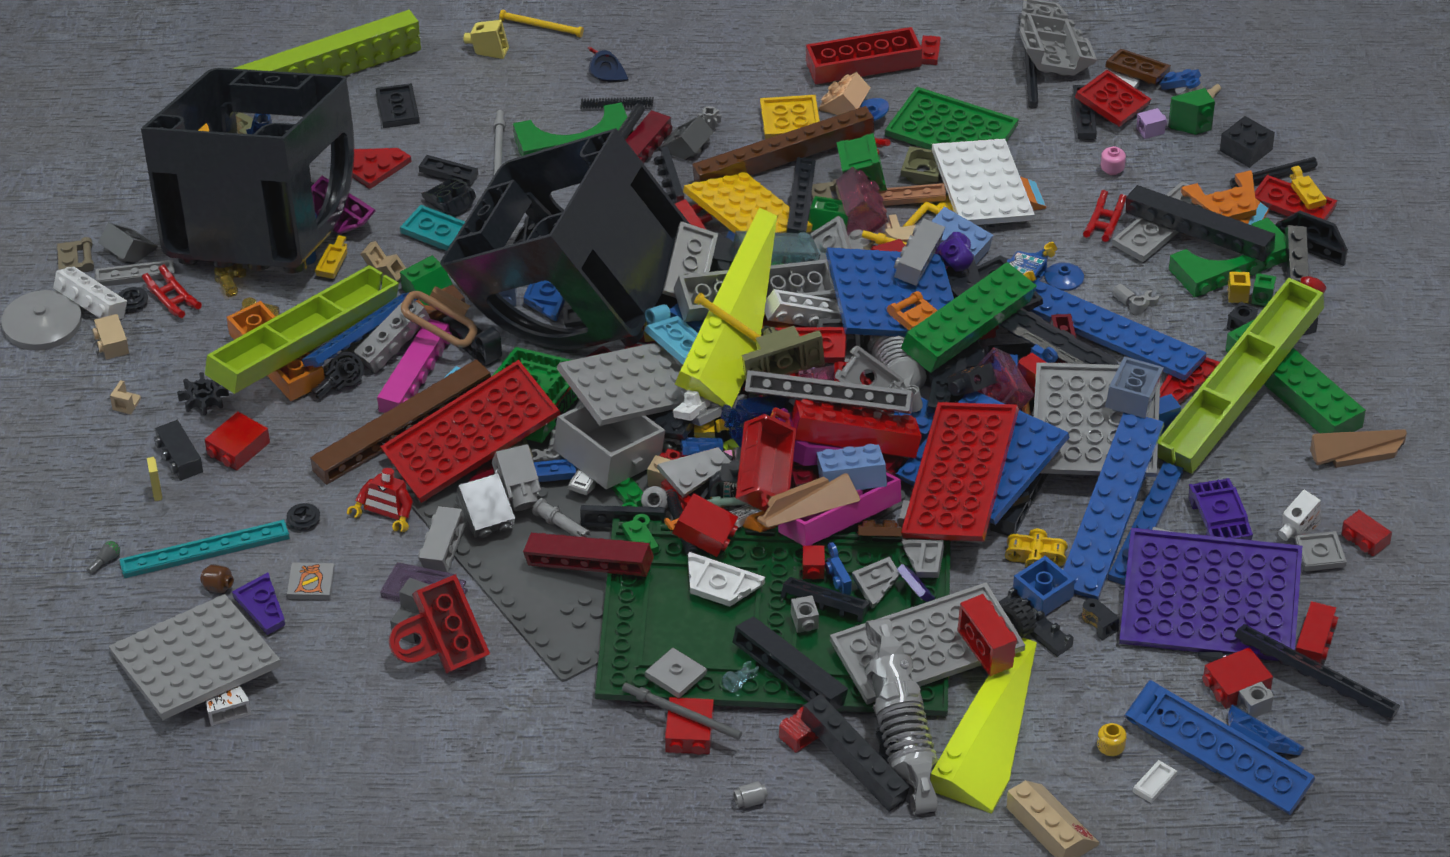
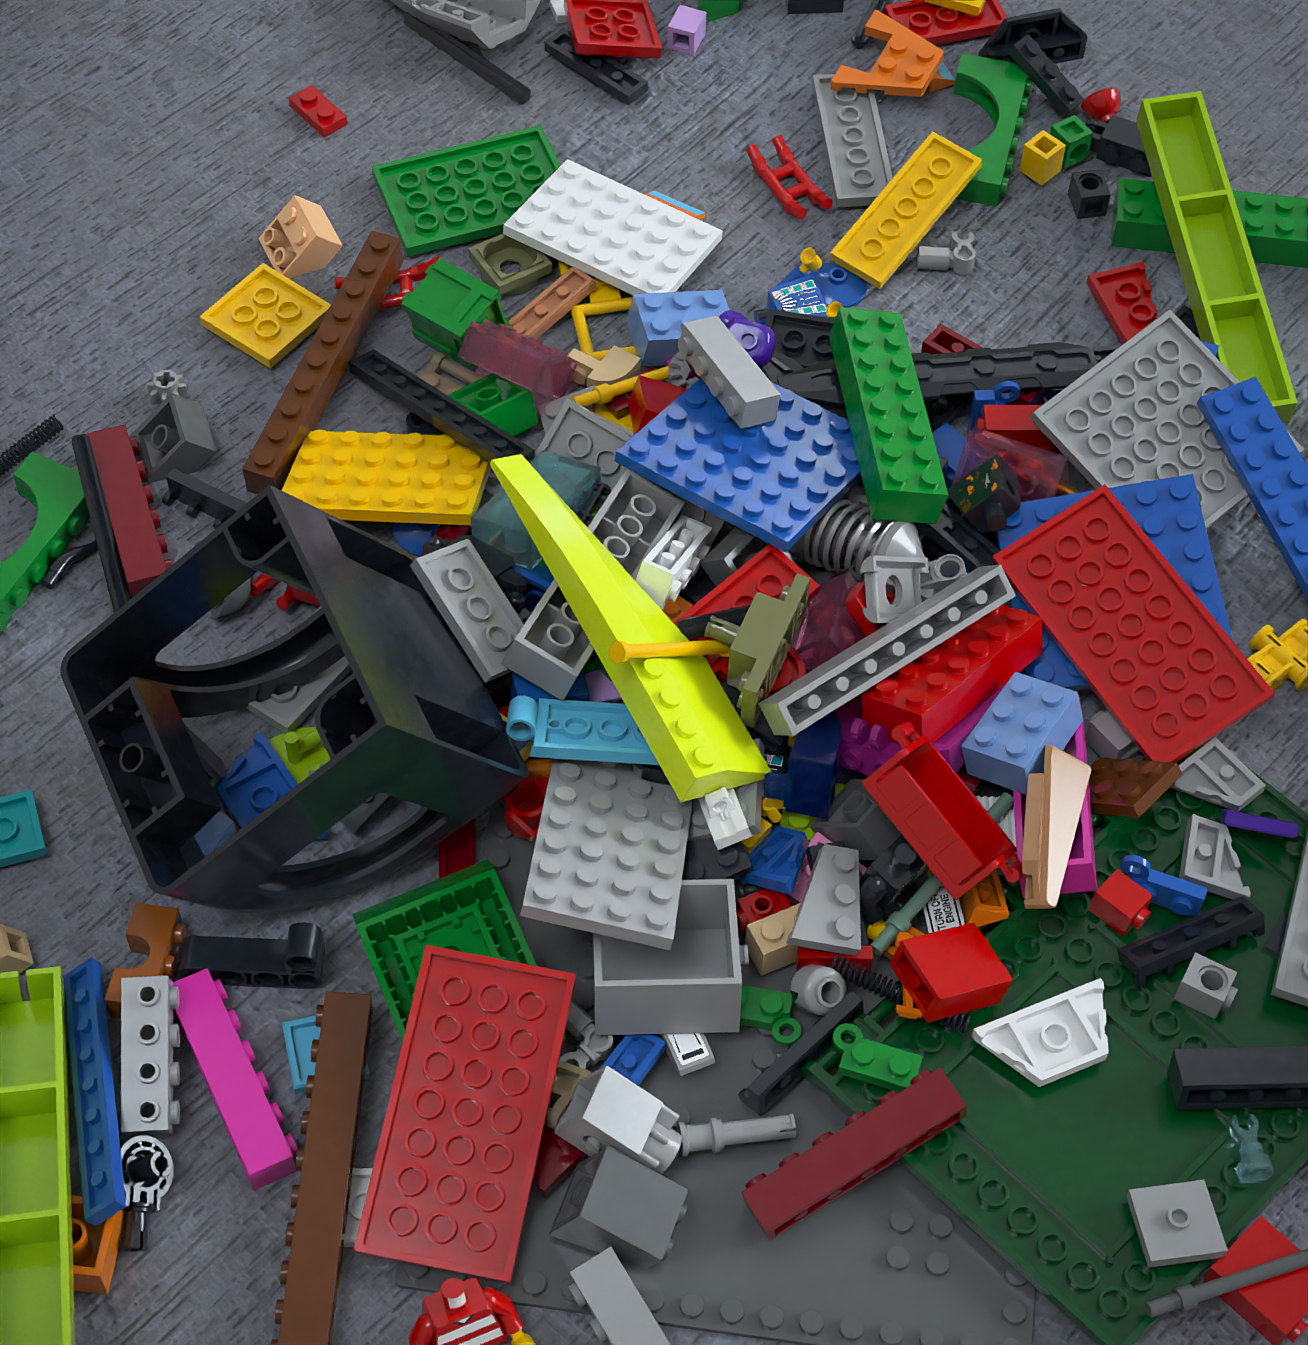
camera: 50 degrees left, 10 degrees up
(424, 277) = (83, 925): green slope -> none
(446, 304) = (196, 942): medium nougat bar -> none
(863, 54) = (258, 171): red brick -> none
(877, 106) = (354, 230): blue dish -> none
(913, 316) = (833, 455): orange plate -> none
(1113, 160) = (711, 102): bright pink head -> none
(1120, 333) = (1019, 304): blue plate -> none
(1132, 261) = (905, 210): none -> yellow plate
(1133, 387) = (1183, 357): sand blue slope -> none
(1200, 223) = (914, 109): black brick -> none

